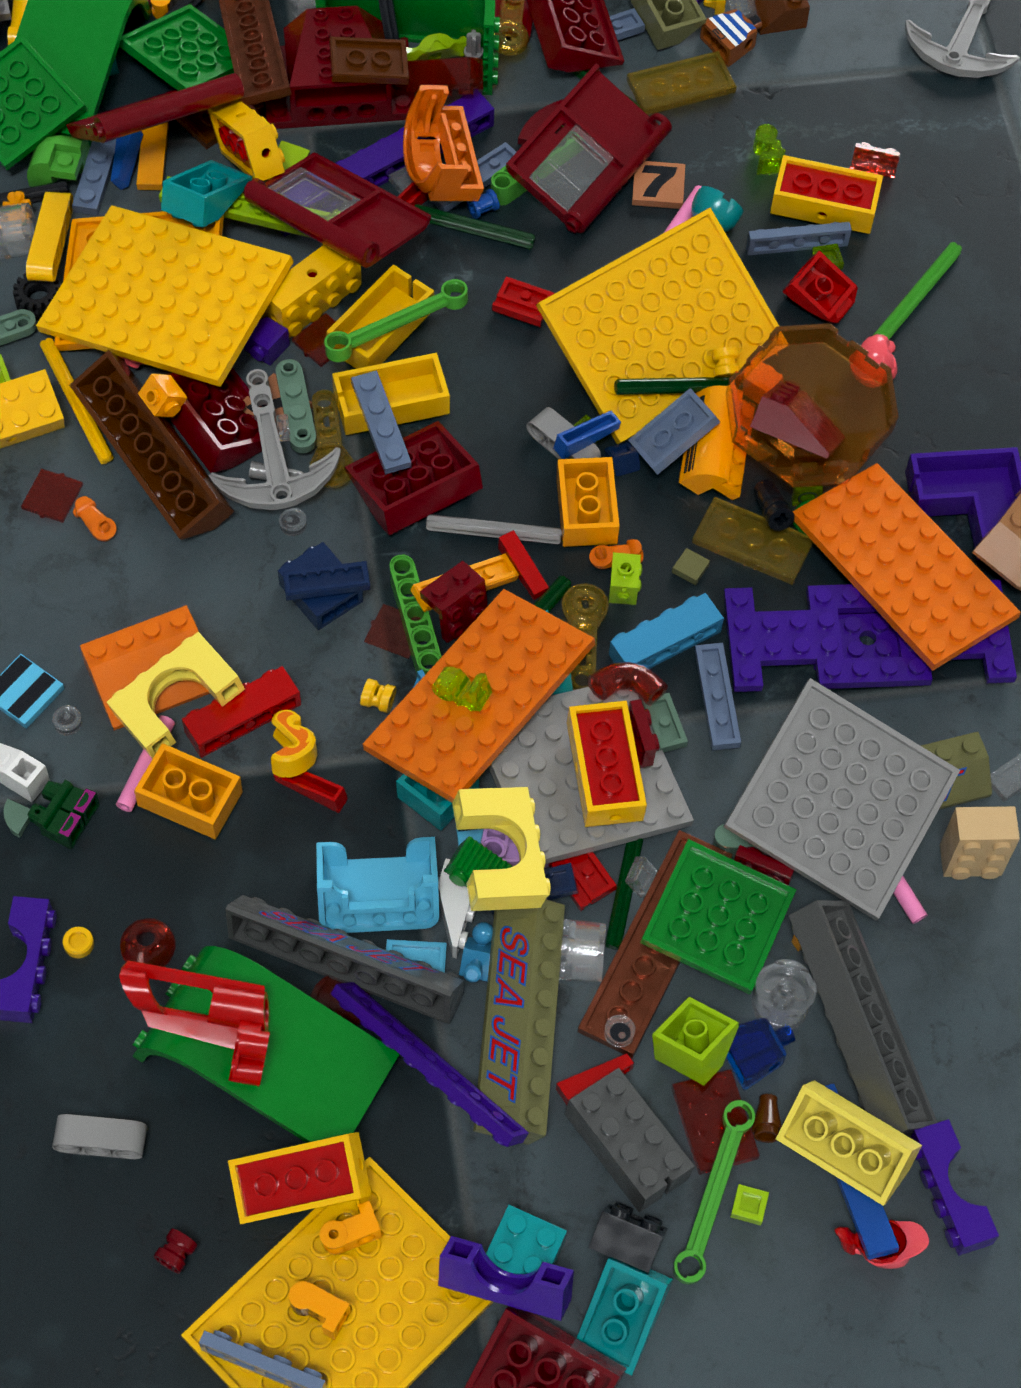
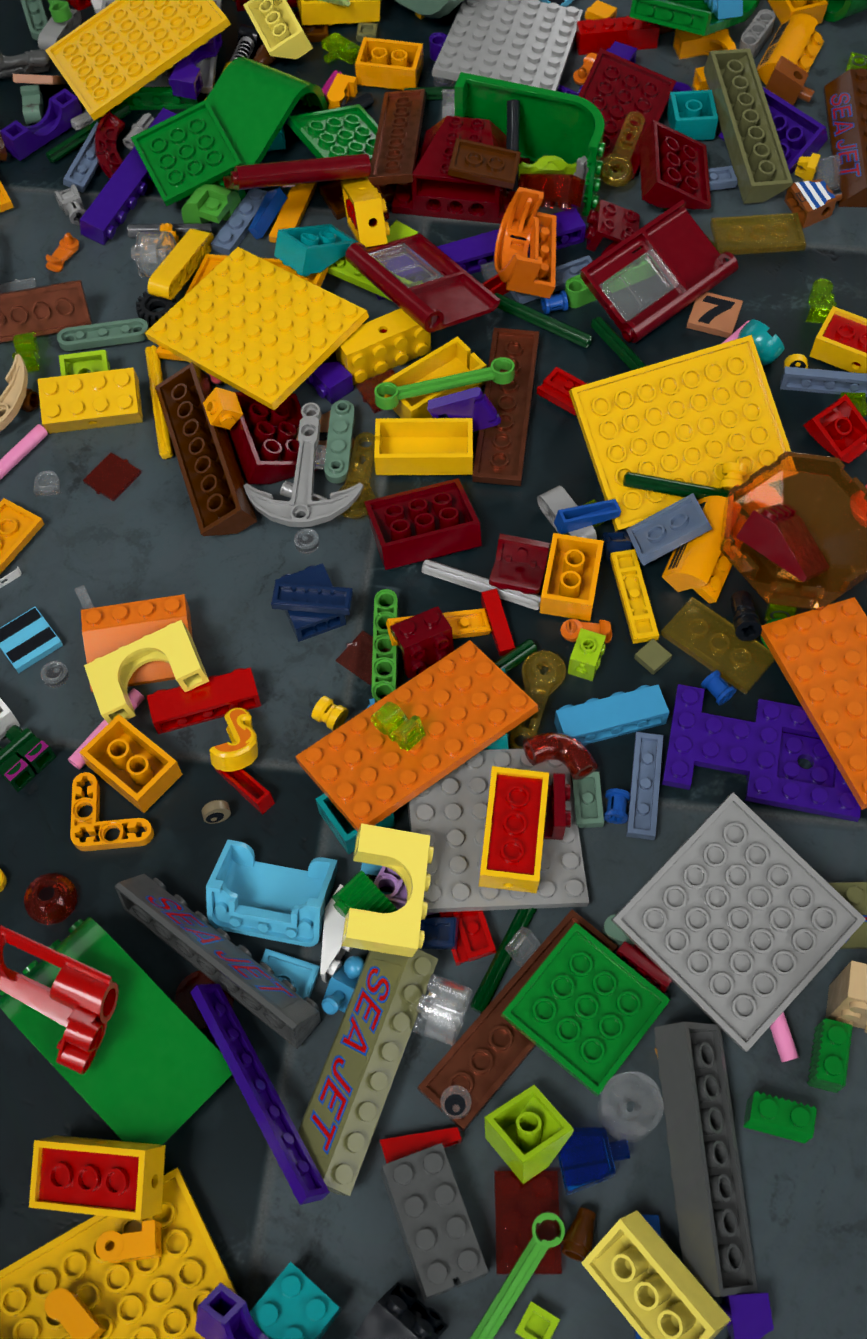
camera: 20 degrees right, 0 degrees up
(75, 635) = (84, 597): none -> clear tile
(98, 524) = (140, 507): orange piece -> none
(165, 864) = (92, 824): none -> light orange beam
(292, 819) = (216, 811): none -> dark tan tile
(381, 422) = (404, 468): sand blue plate -> none
(425, 340) = (466, 404): none -> dark purple container
(466, 334) = (502, 447): none -> copper plate
(520, 100) = (610, 222): none -> dark red bracket
(529, 499) = (519, 564): none -> dark red bracket
(567, 241) = (616, 344): none -> dark green axle
(655, 508) = (634, 596): none -> yellow plate
(695, 722) = (616, 806): none -> blue bush
(758, 222) = (796, 360): none -> yellow tile
(764, 583) = (718, 687): none -> blue bush
(922, 970) = (780, 1117): none -> green brick
(955, 905) = (830, 1055): none -> green brick

